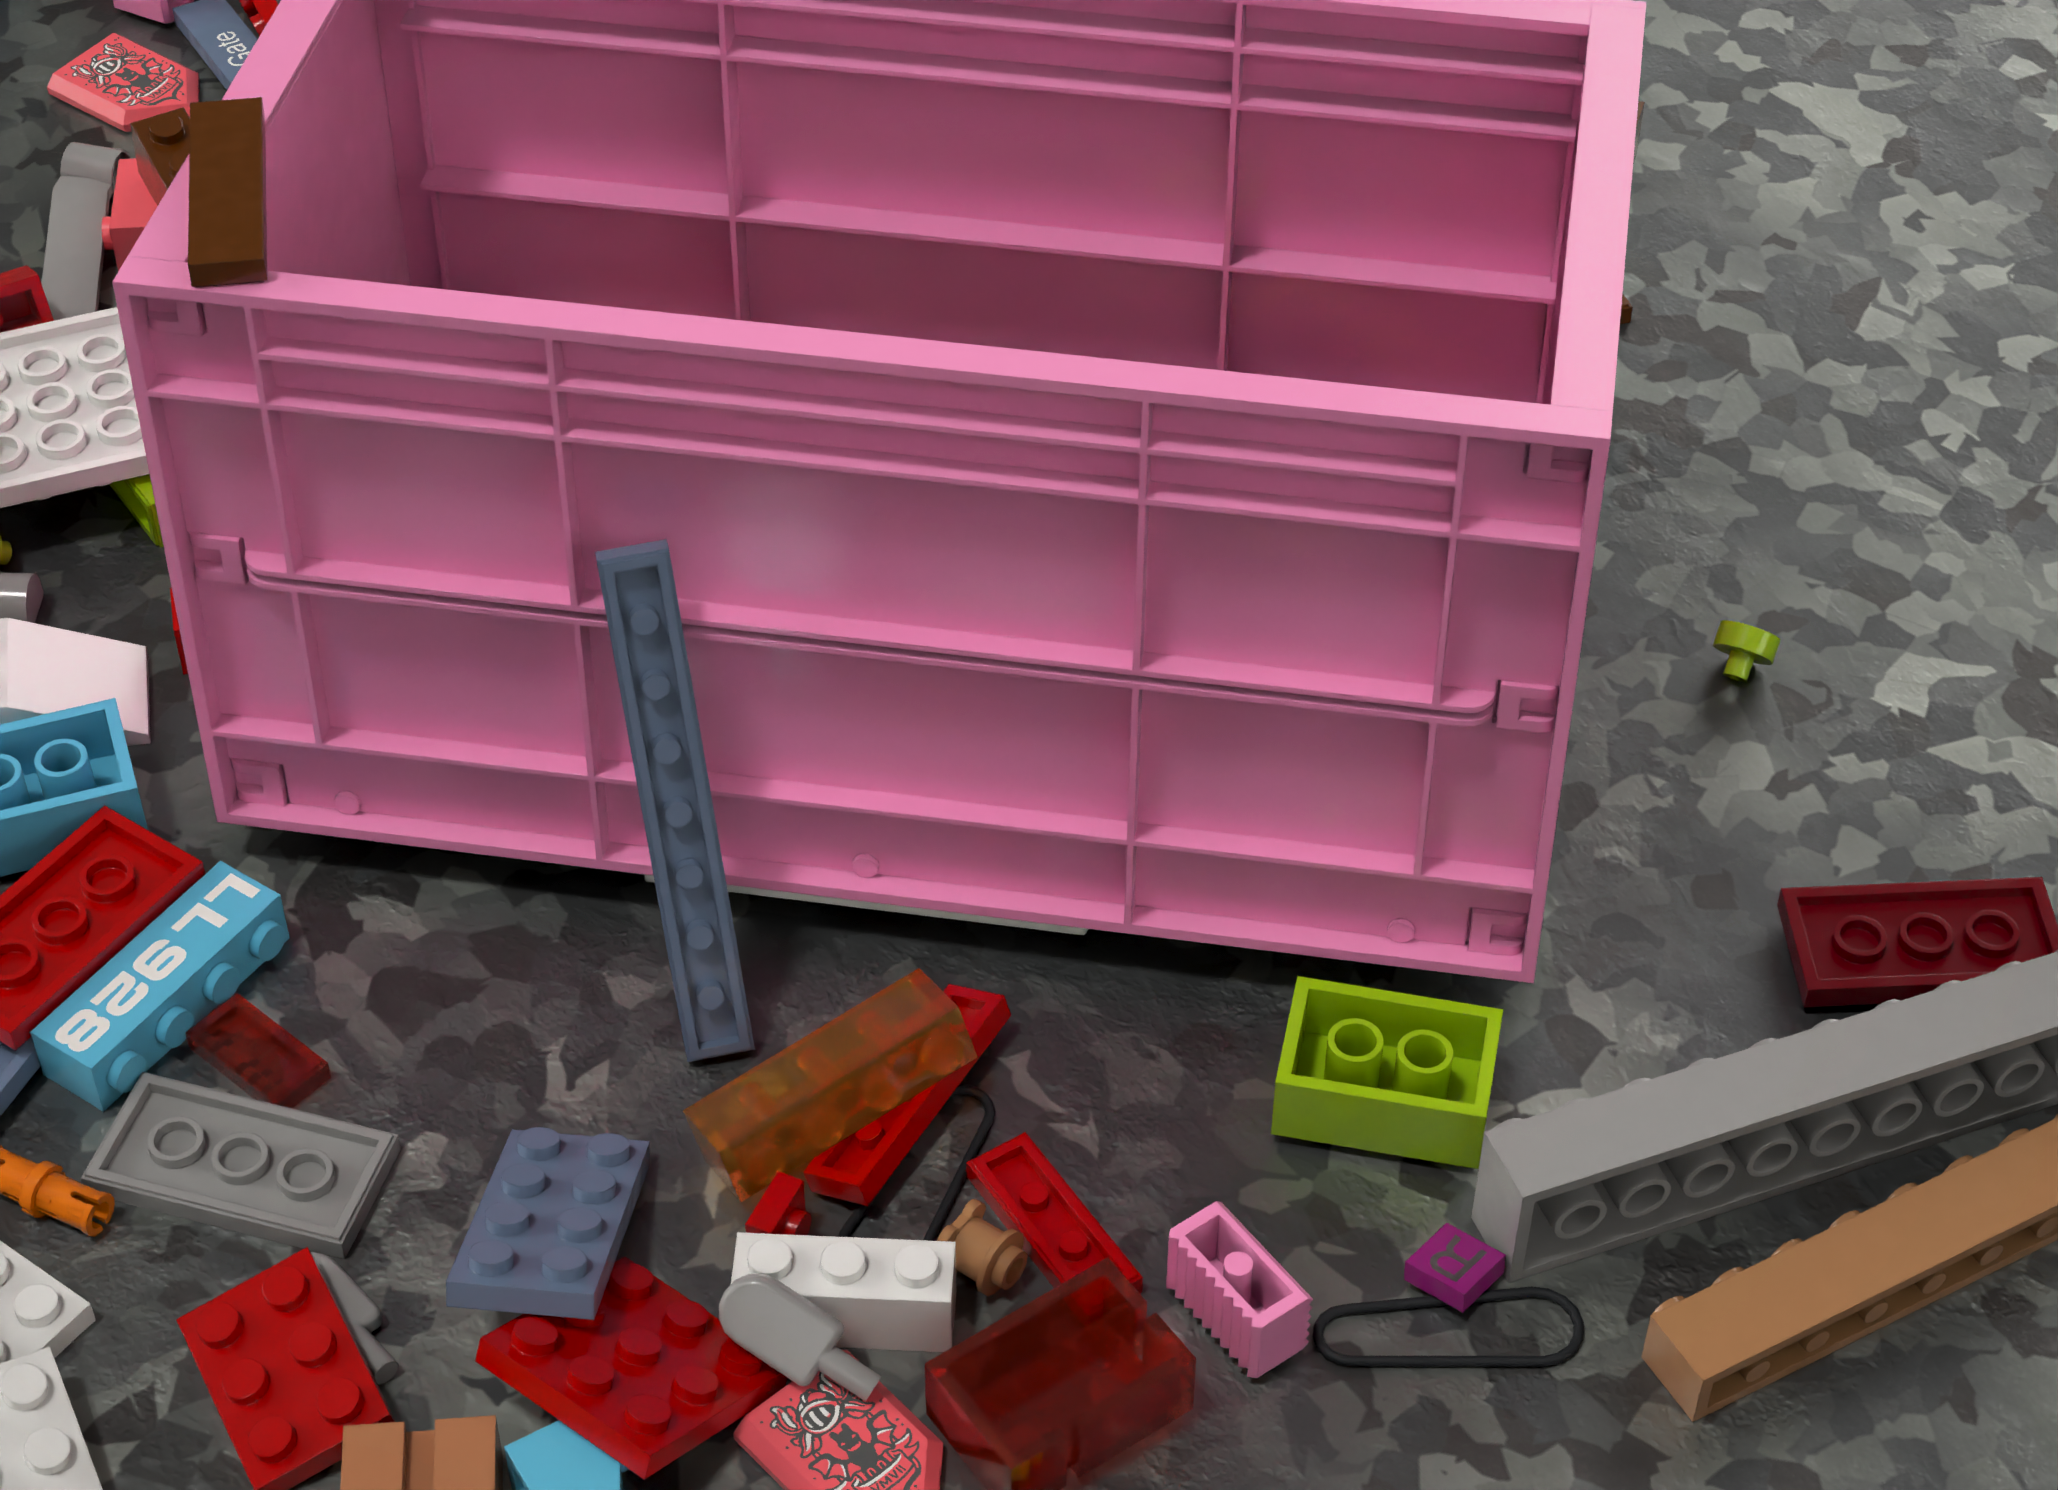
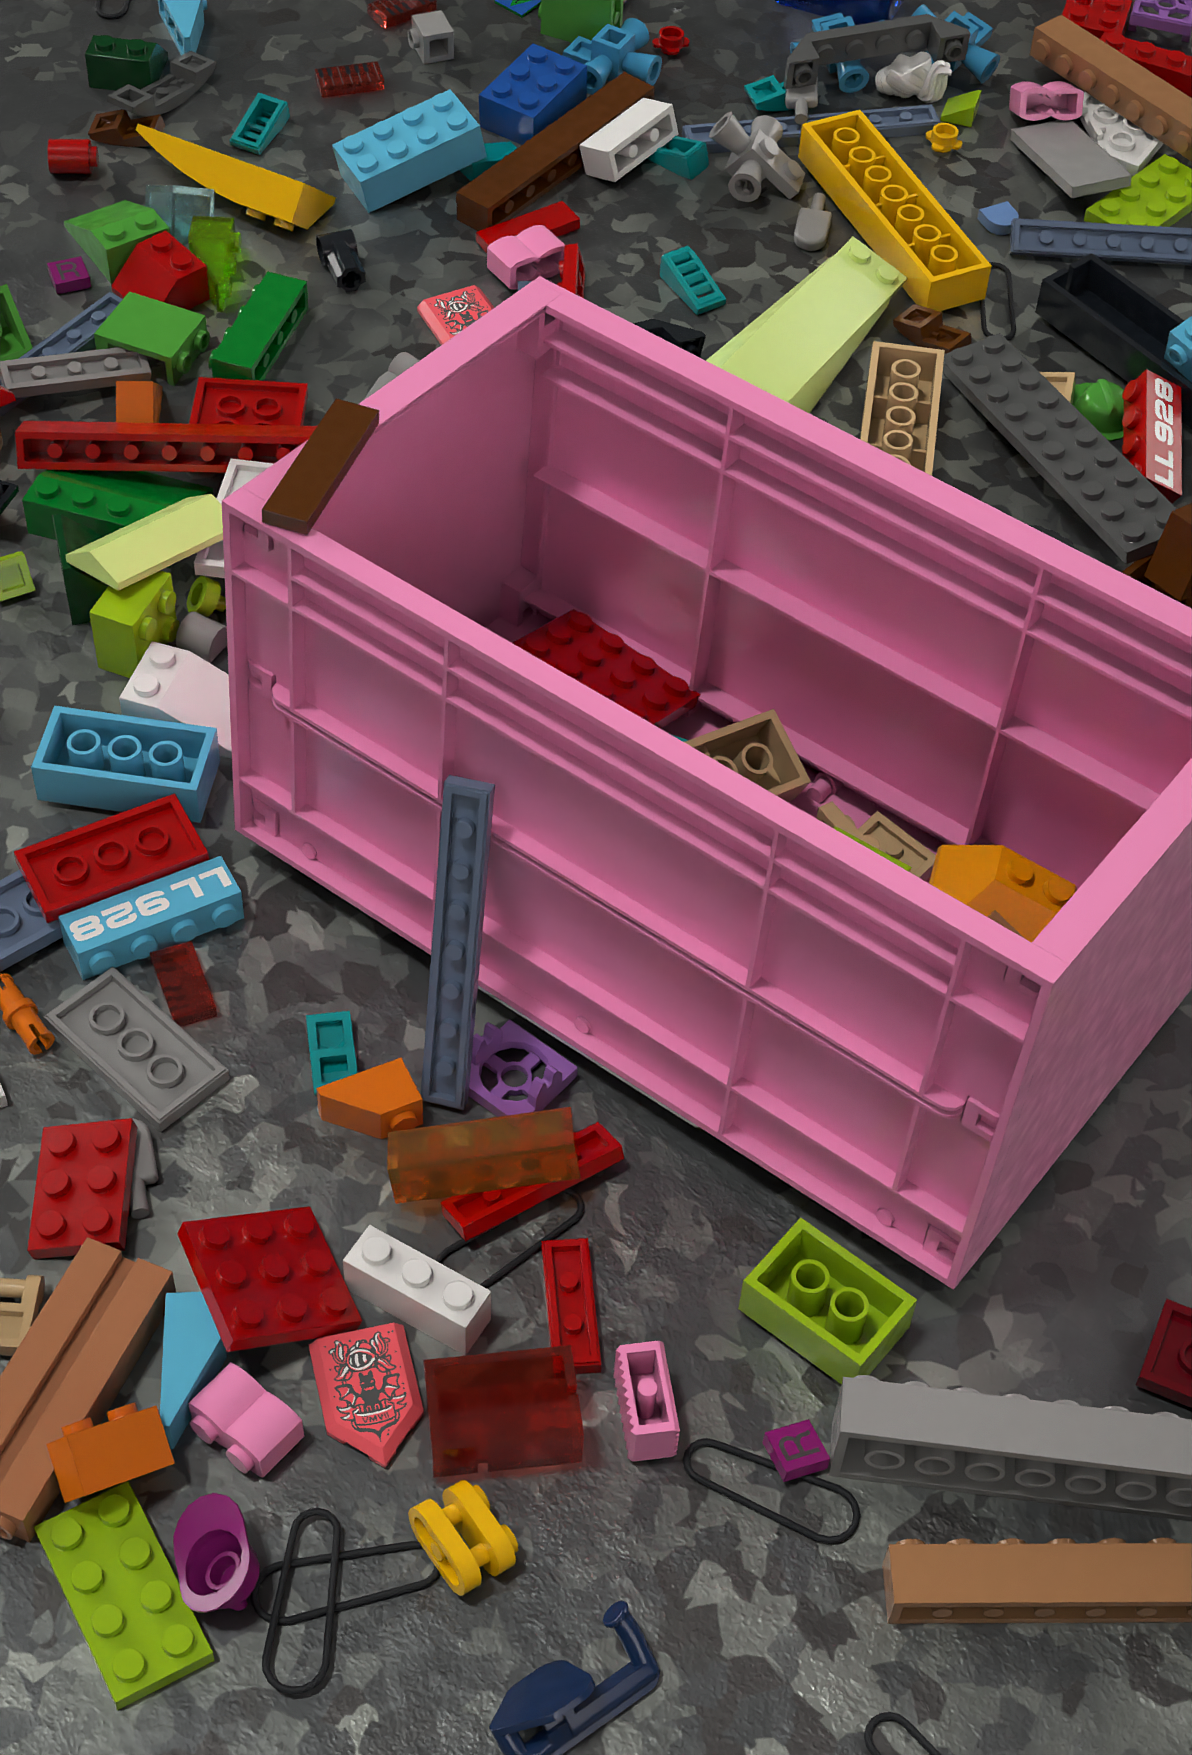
camera: 25 degrees right, 5 degrees up
(528, 1054) = (330, 1047): none -> teal slope
(549, 1224) = (271, 1168): sand blue plate -> none
(632, 1083) = (373, 1101): none -> orange slope
(781, 1208) = (409, 1223): red plate -> none
(790, 1334) = (364, 1302): light grey piece -> none
(852, 944) = (539, 1092): none -> medium lavender piece
(984, 1251) = (514, 1302): medium nougat brick -> none

